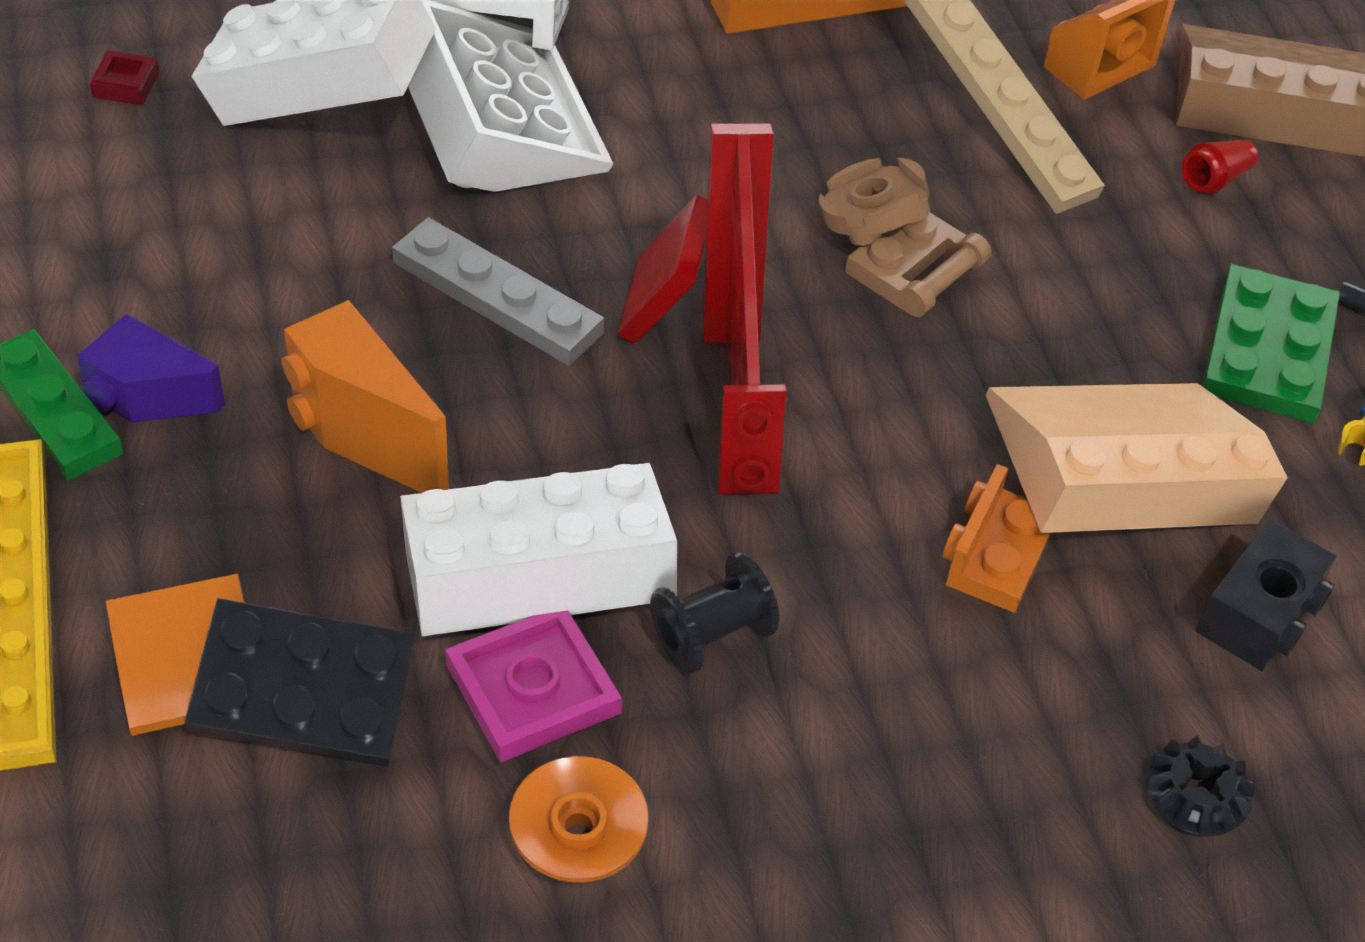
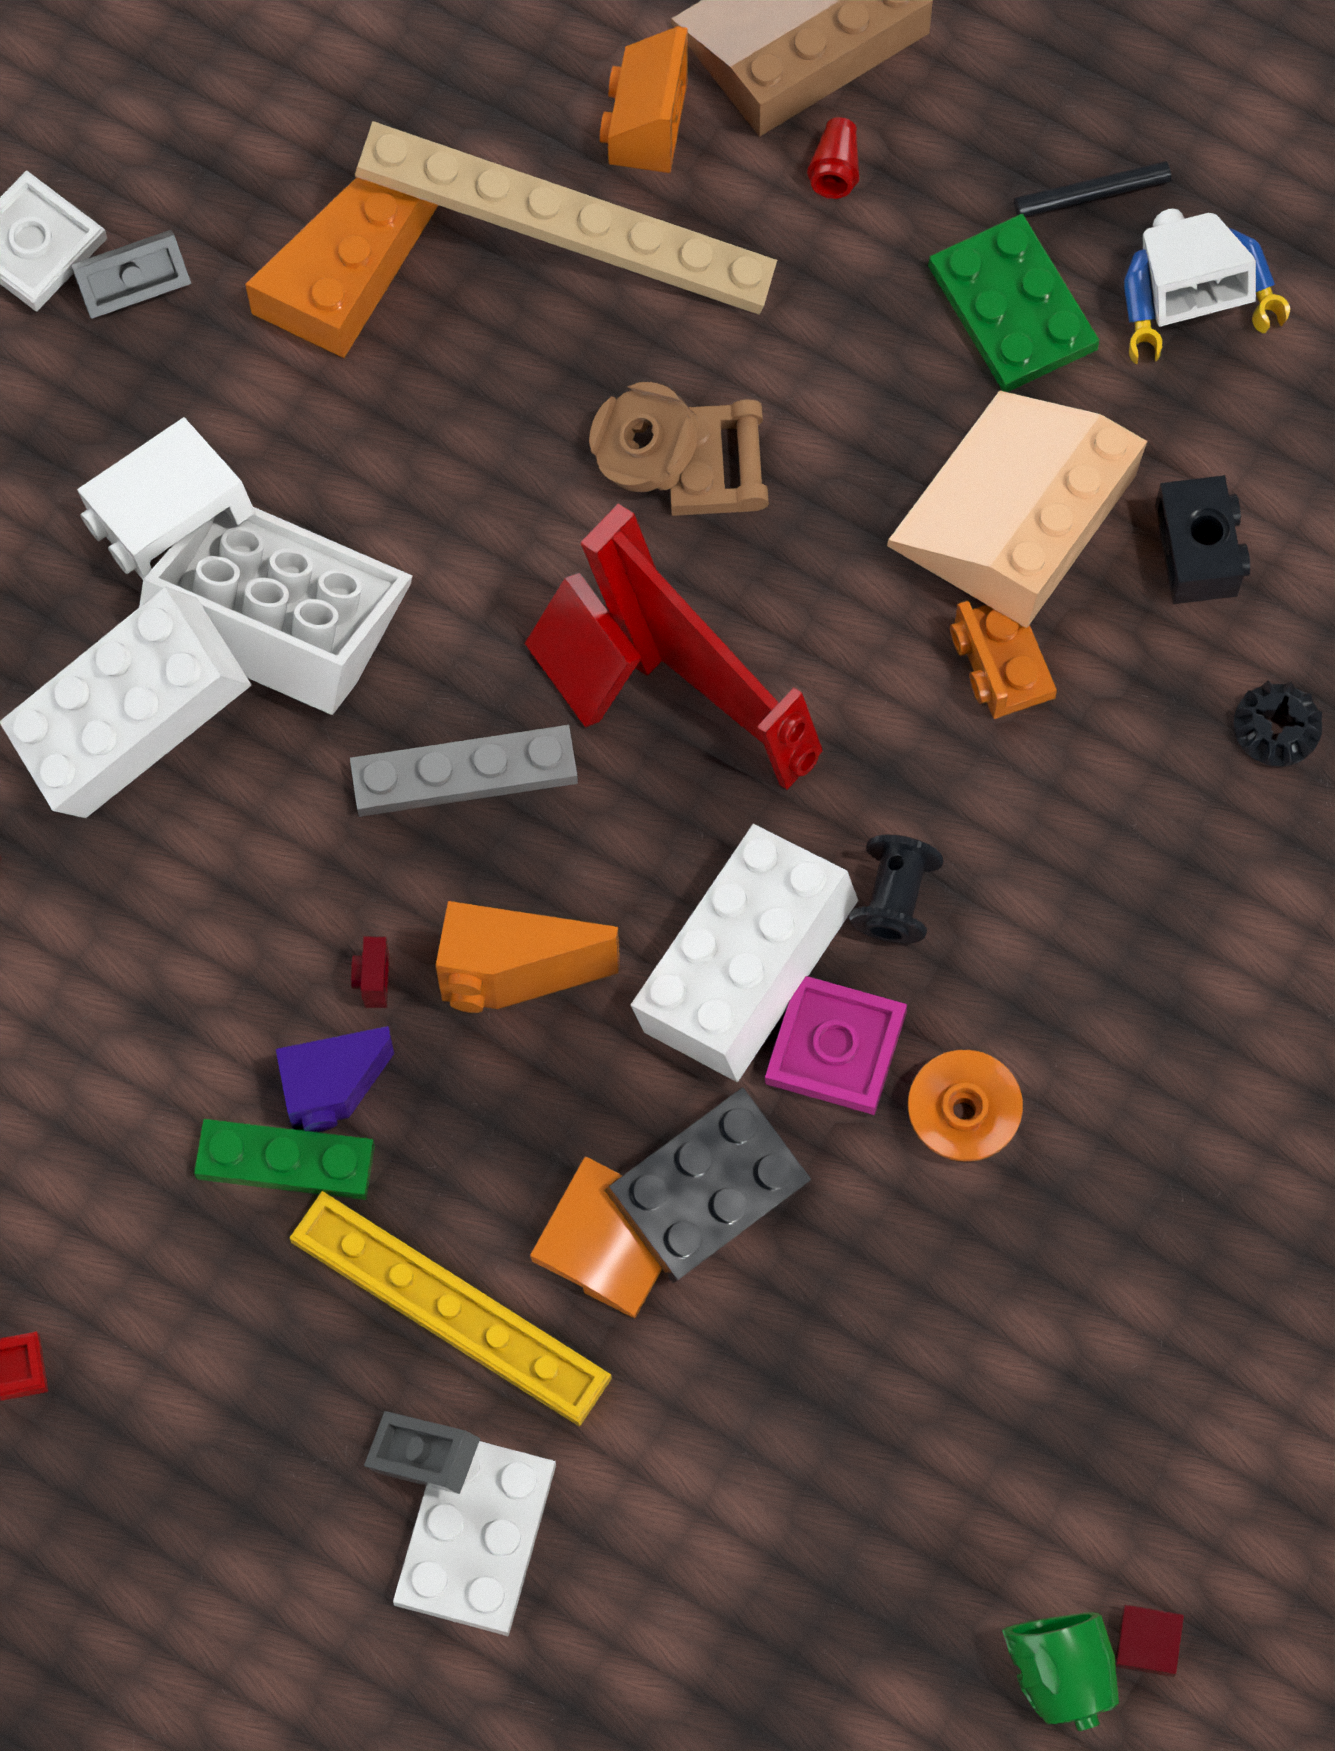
camera: 40 degrees left, 20 degrees up
(261, 341) = (371, 972): none -> dark red plate

